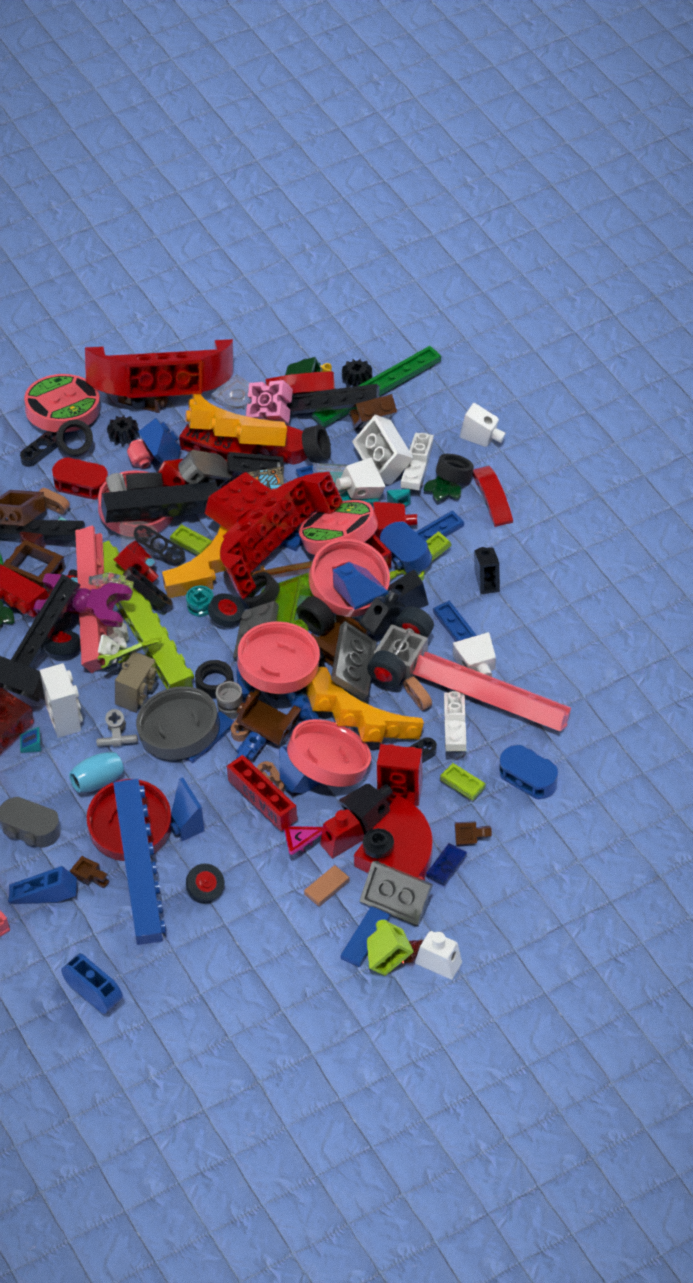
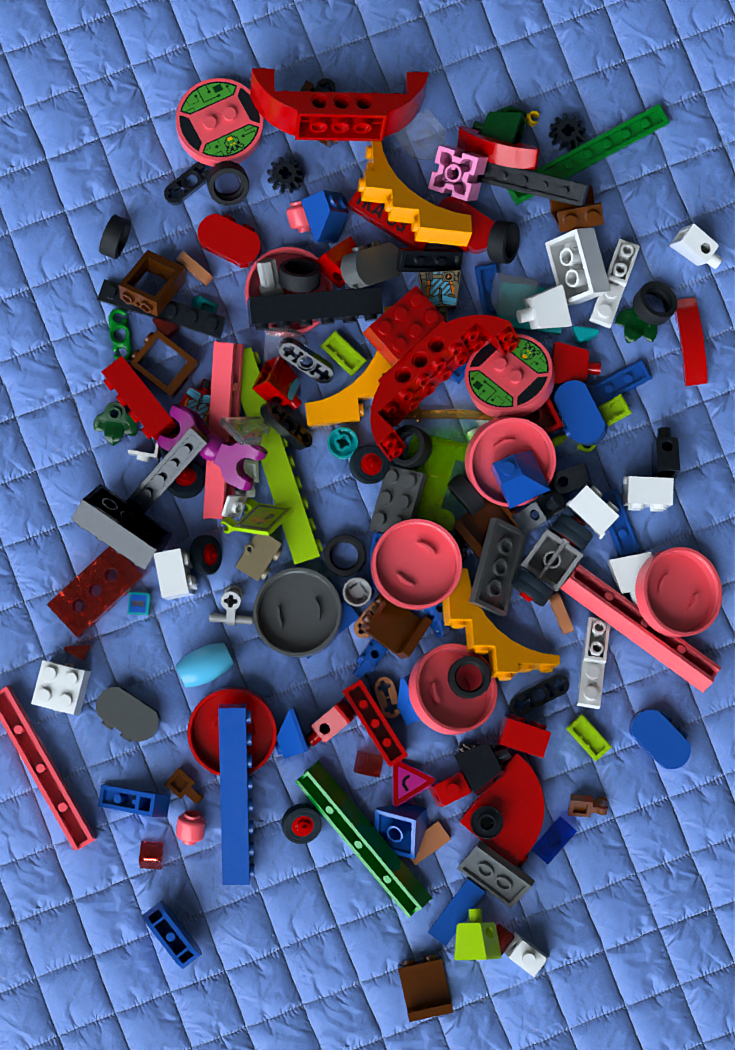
camera: 10 degrees right, 35 degrees up
(19, 631) = (143, 456): none -> white bracket
(64, 935) = (151, 855): none -> clear red slope
(88, 691) = (205, 555): none -> black wheel
(99, 901) = (190, 827): none -> coral head
(221, 797) = (336, 718): none -> torso
(261, 832) = (368, 764): none -> clear red slope
(267, 886) = (363, 839): none -> green tile
(298, 872) = (402, 827): none -> blue slope
(345, 999) = (425, 987): none -> reddish brown panel
(346, 752) = (486, 677): none -> black tyre
(435, 603) = (594, 510): none -> white brick
(476, 591) = (647, 492): none -> white brick
(519, 656) = (678, 592): none -> coral piece

